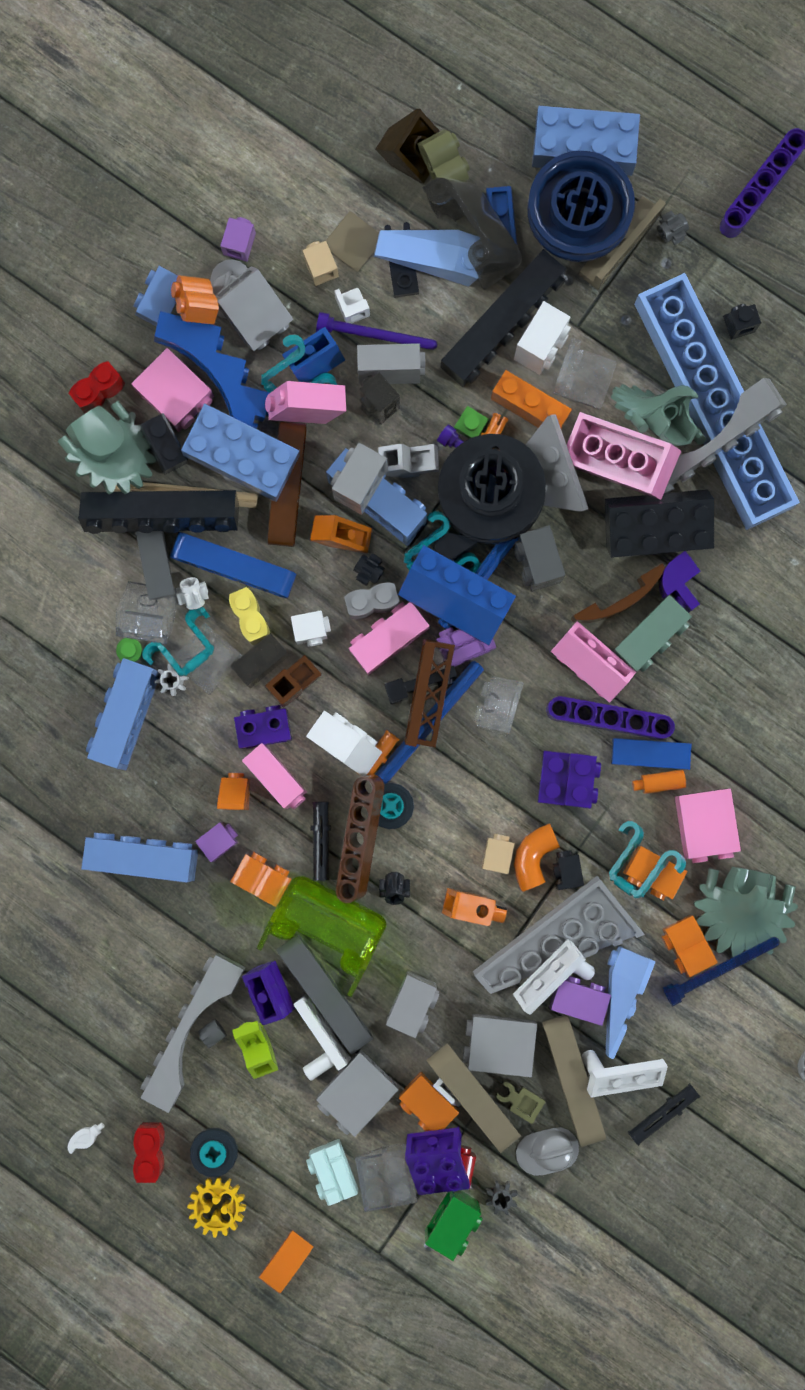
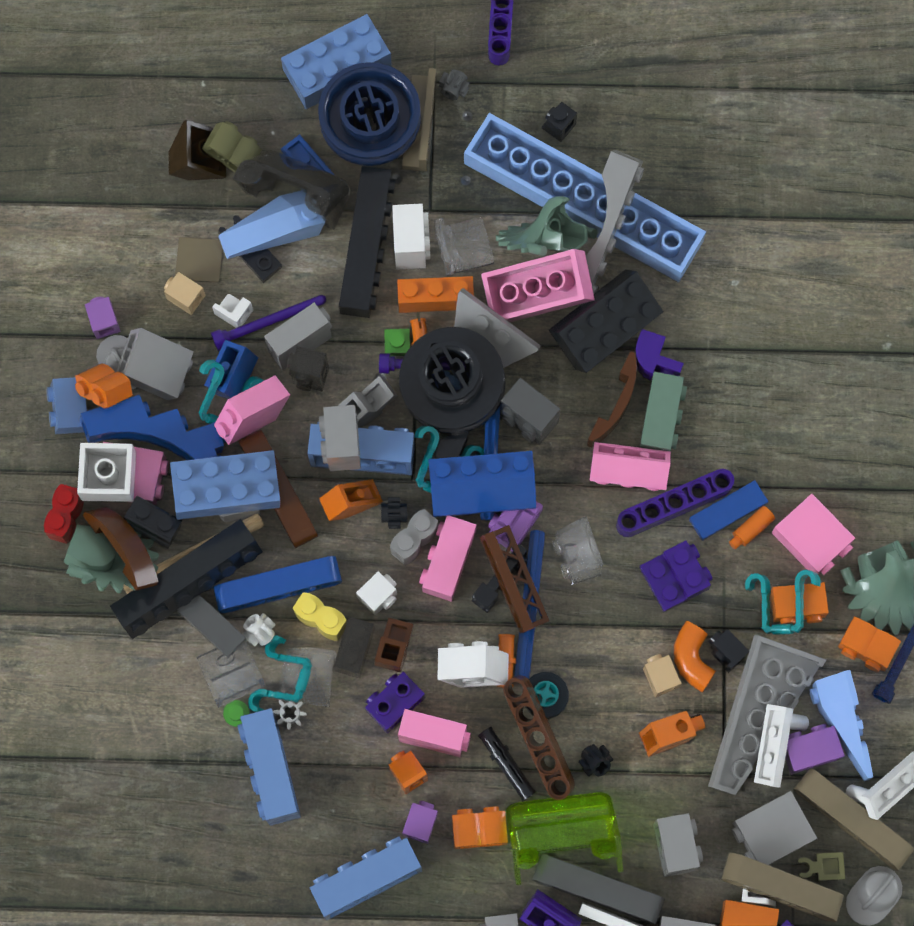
camera: 35 degrees left, 10 degrees down
(126, 449) = (127, 544): none -> reddish brown slope
(149, 376) = (106, 472): none -> white brick

